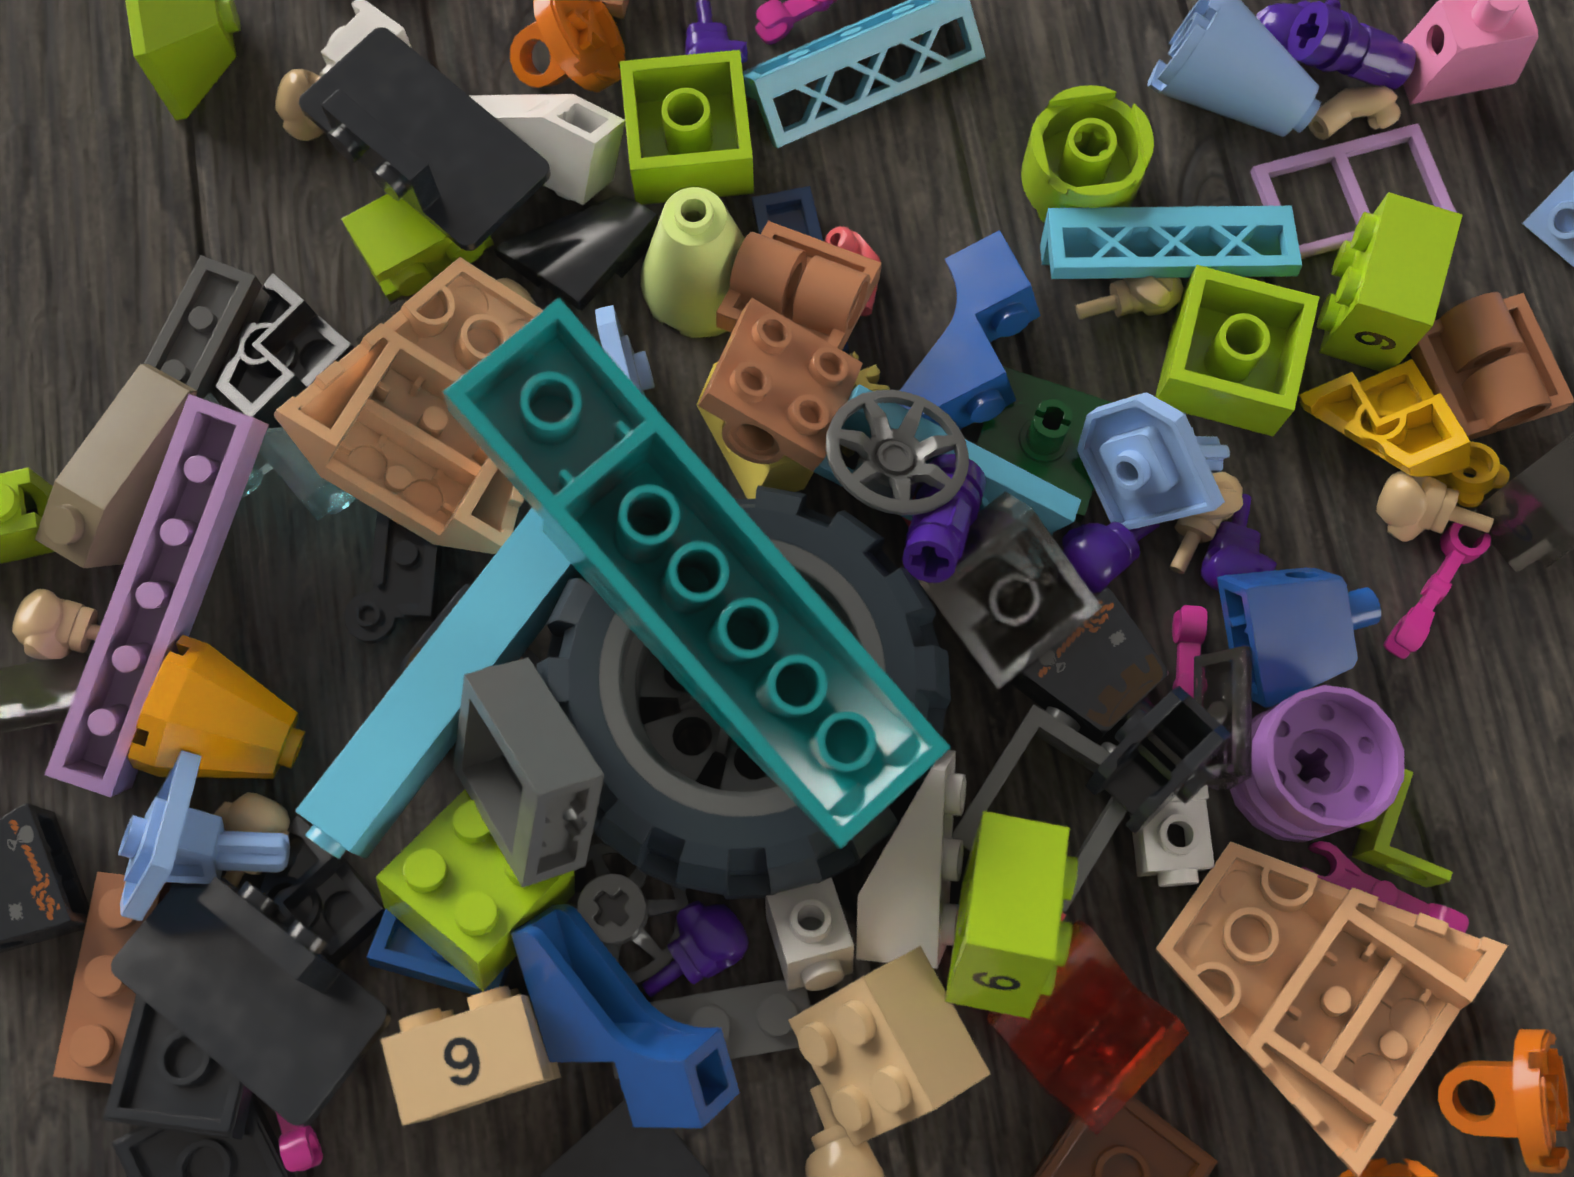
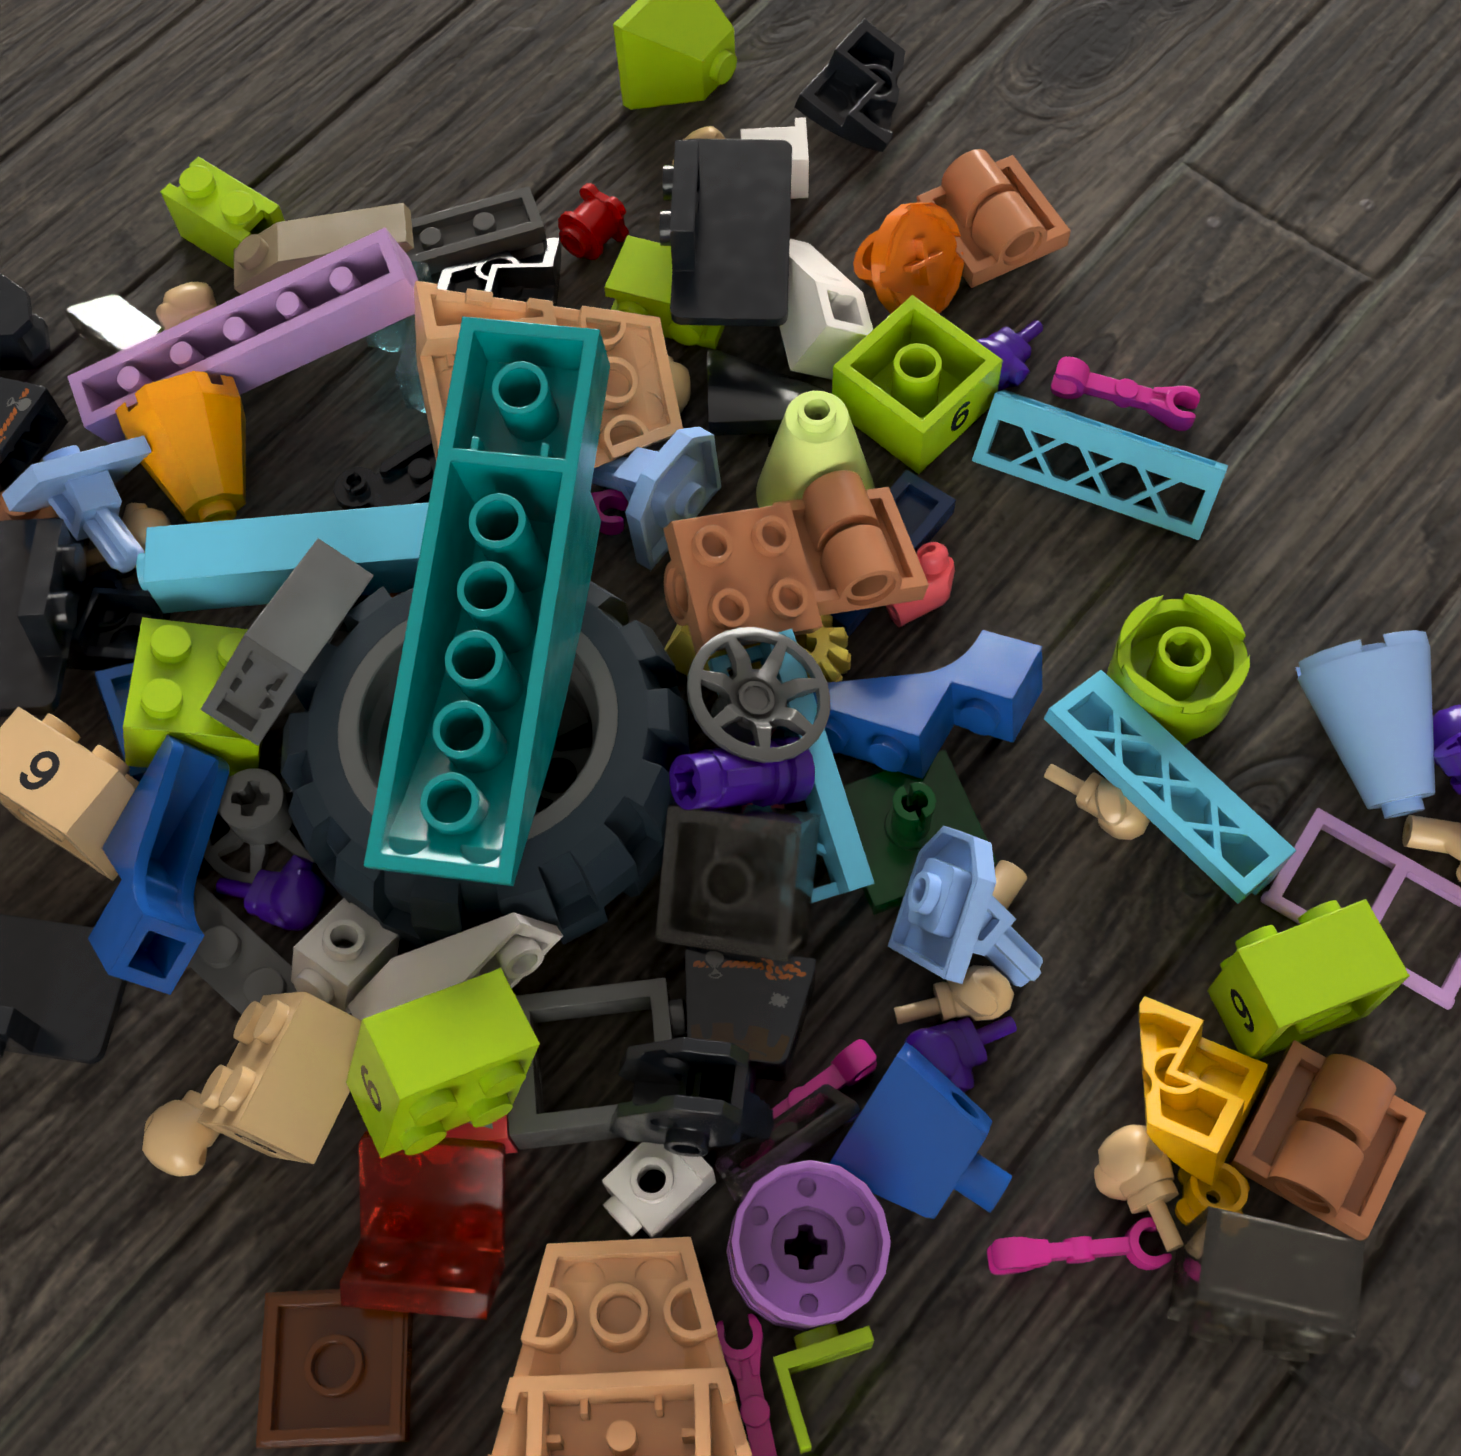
camera: 55 degrees right, 10 degrees down
(288, 237) = (592, 223): none -> red brick
(1103, 551) = (853, 942): dark purple piece -> none
(1237, 350) = (1124, 906): lime brick -> none

